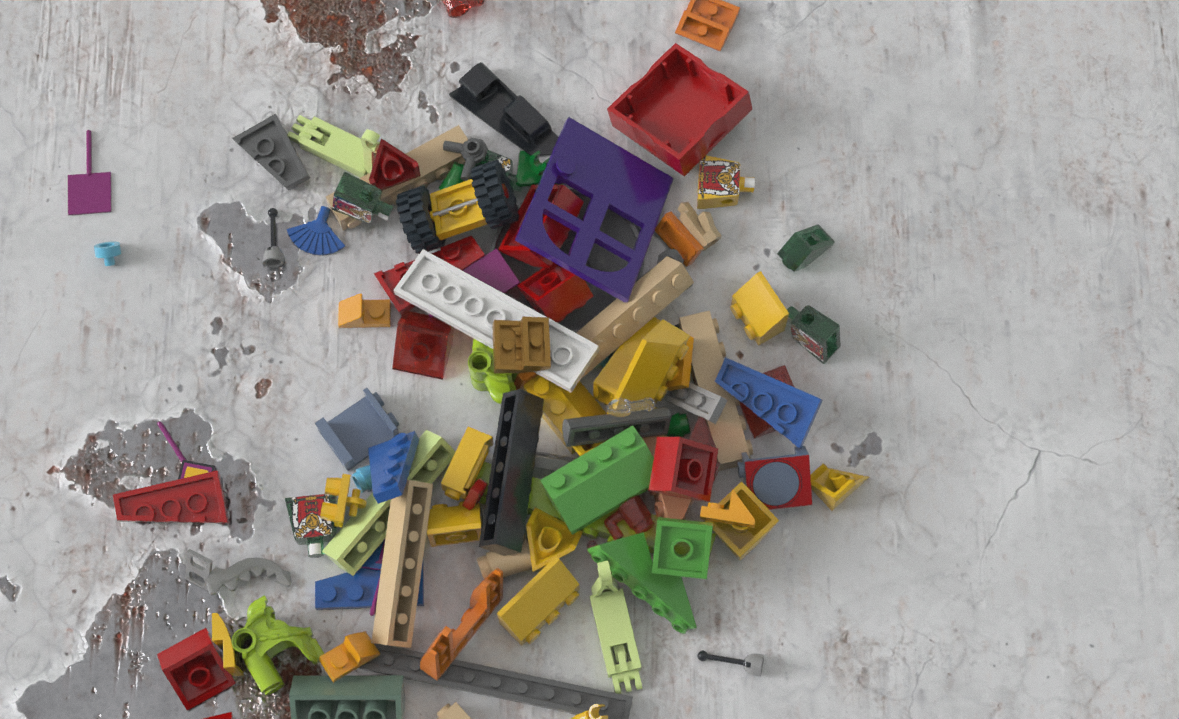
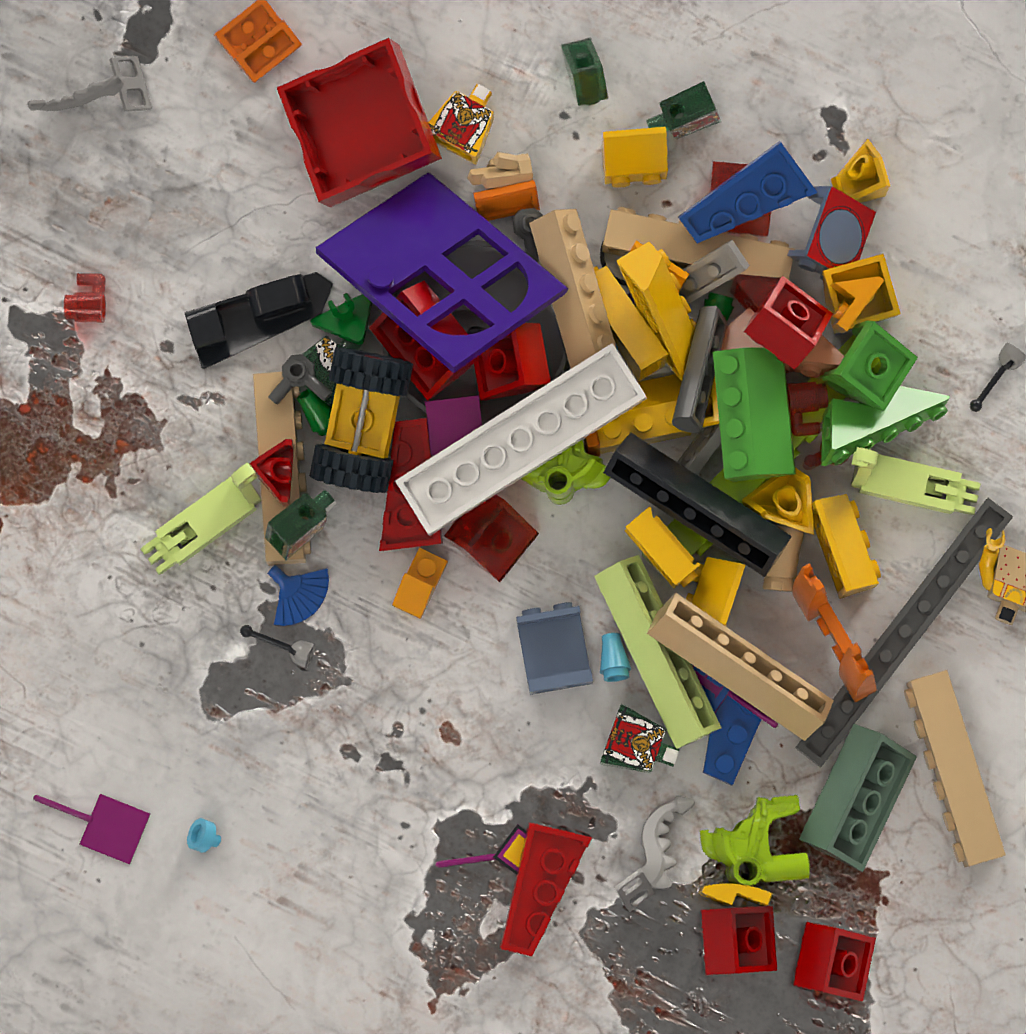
camera: 65 degrees left, 10 degrees up
(274, 151) = (172, 595): dark grey wing -> none
(336, 512) = (646, 709): yellow hips -> none
(349, 655) = (809, 770): light orange slope -> none
(391, 465) = (628, 628): blue wing -> none
(475, 494) = (701, 554): red tile -> none
(521, 345) = (571, 424): pearl gold slope -> none
(623, 407) = (688, 351): clear piece -> none

